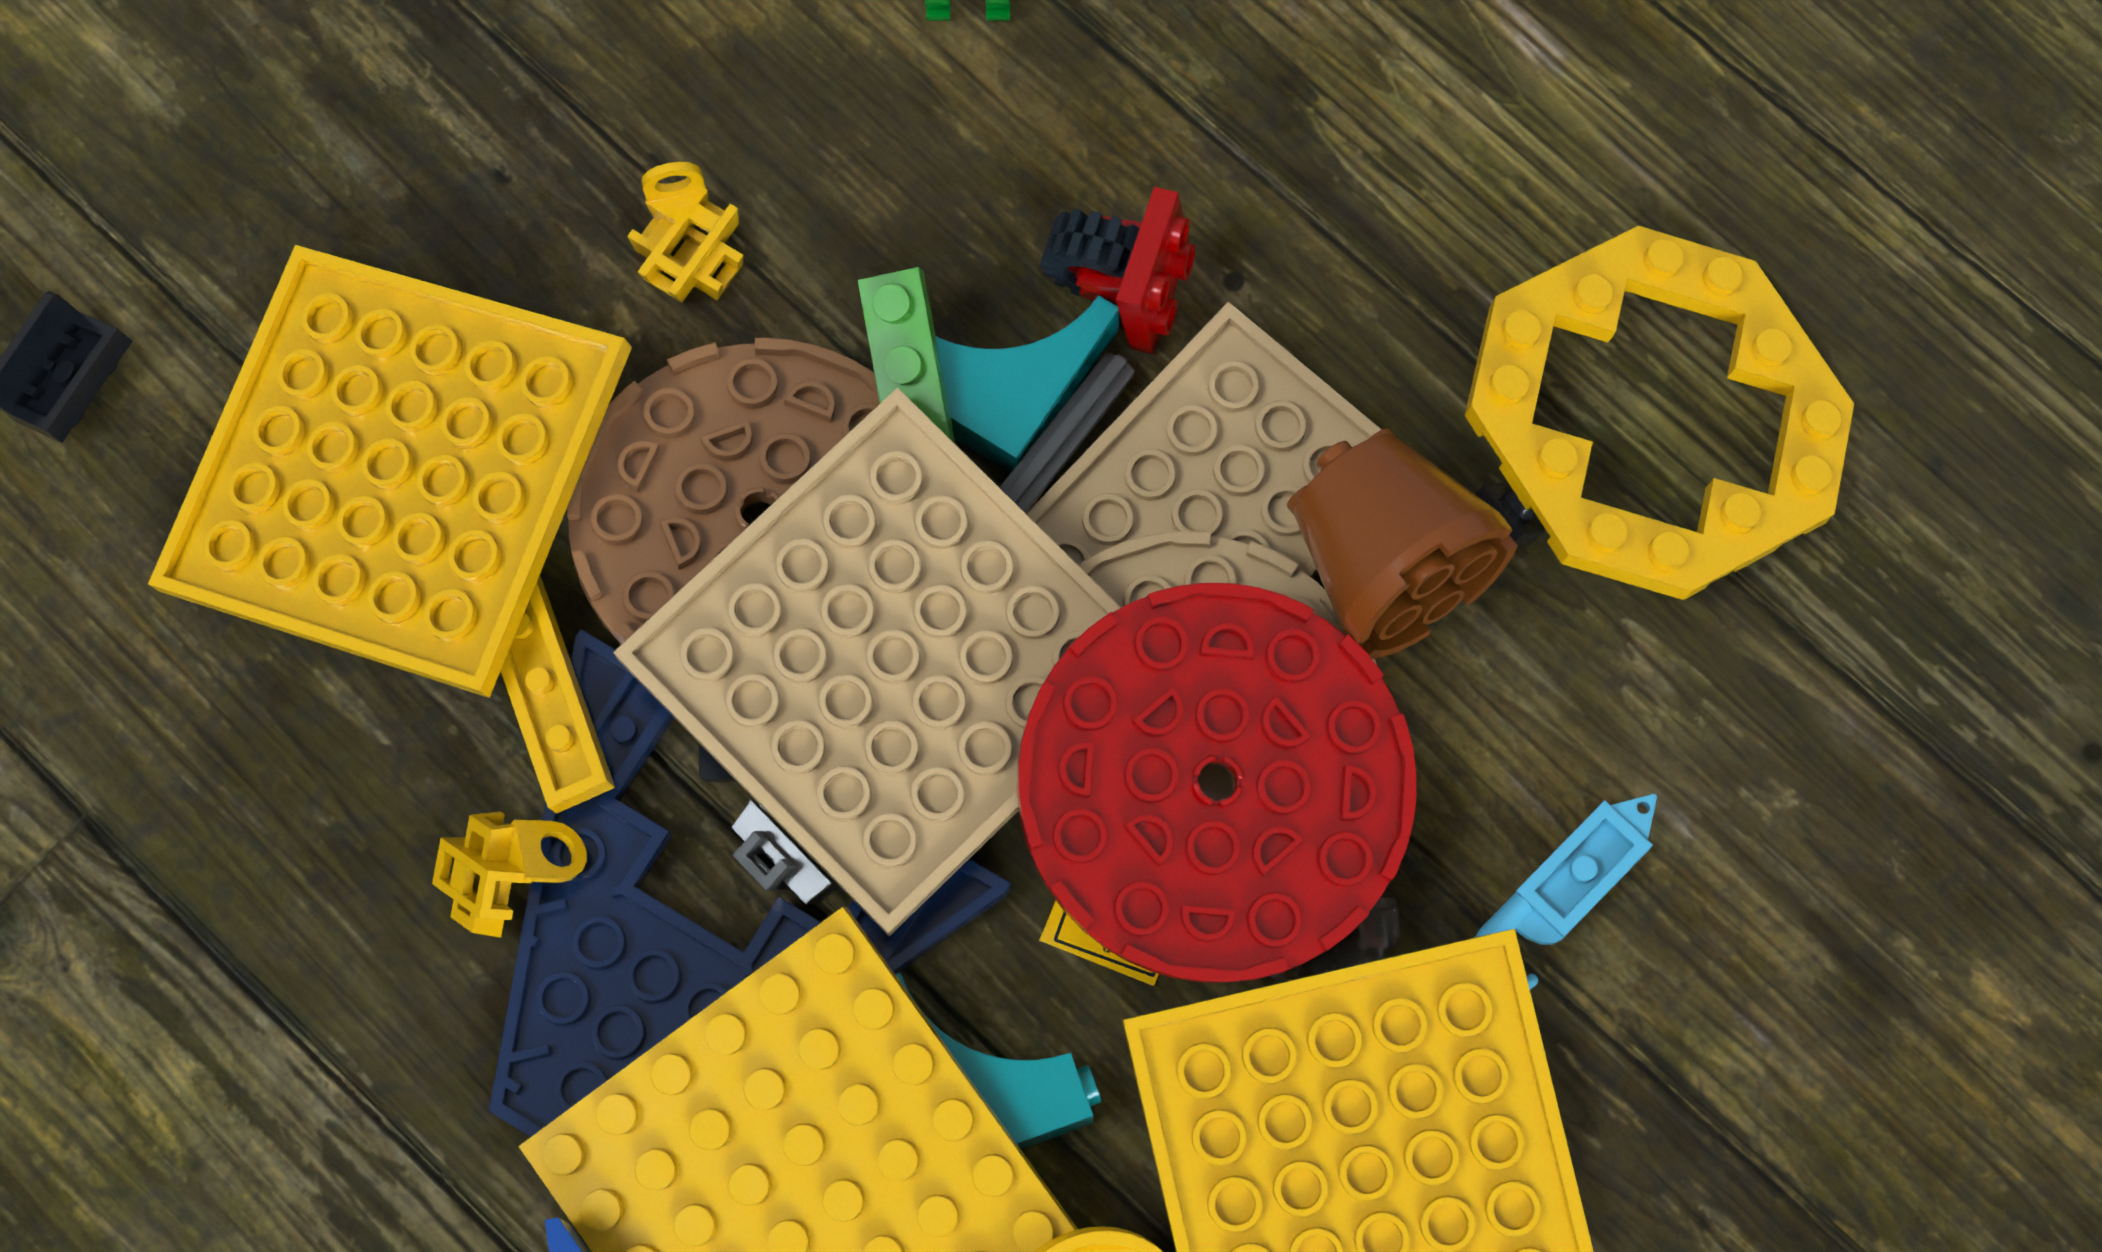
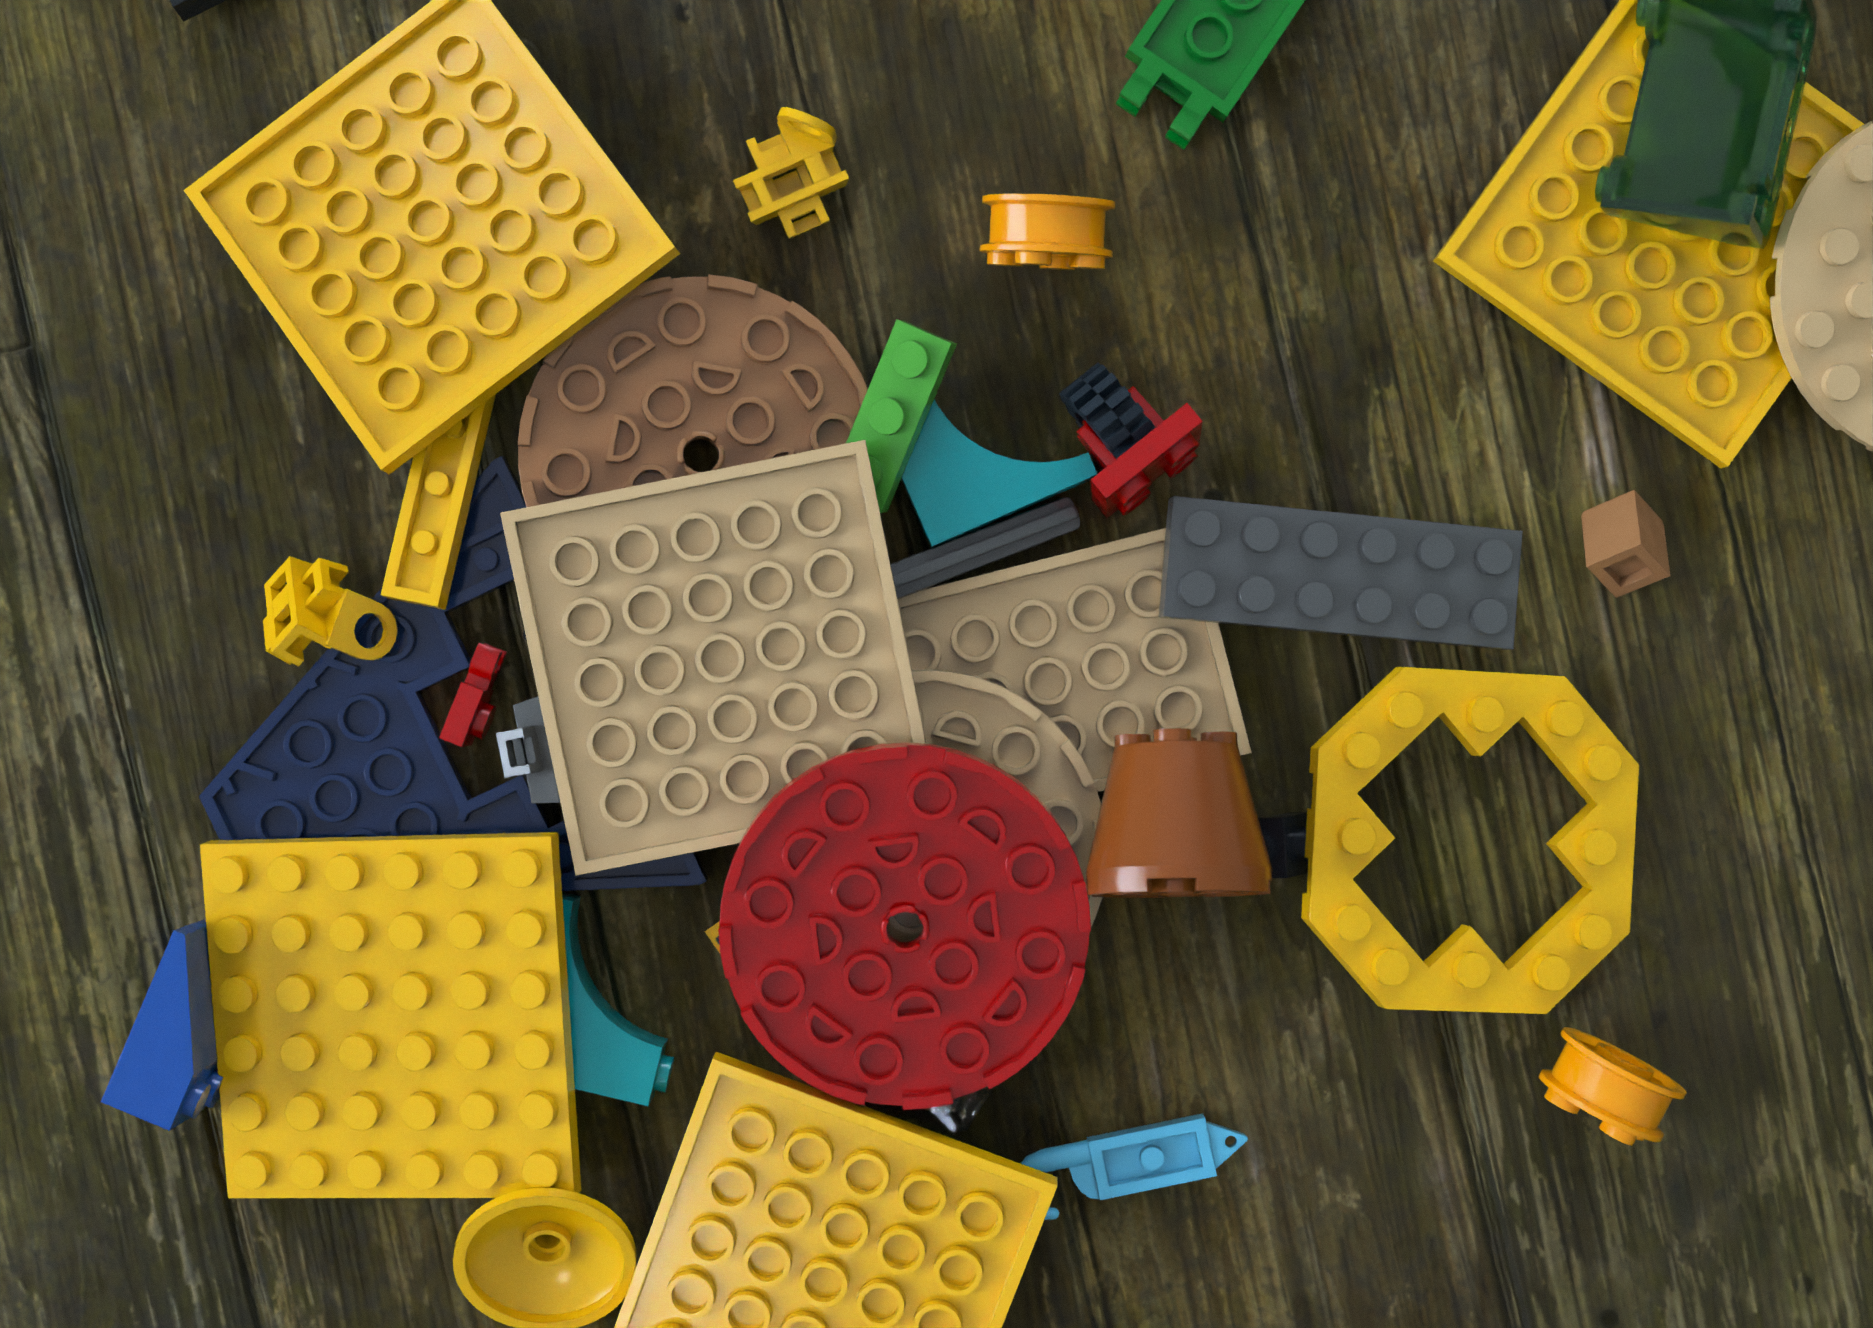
camera: 30 degrees right, 15 degrees up
(696, 873) = (471, 711): none -> red plate
(936, 138) = (1047, 231): none -> light orange wheel
(1385, 265) = (1340, 573): none -> dark grey plate
(1608, 92) = (1625, 544): none -> medium nougat panel
(1935, 530) = (1611, 1087): none -> light orange wheel

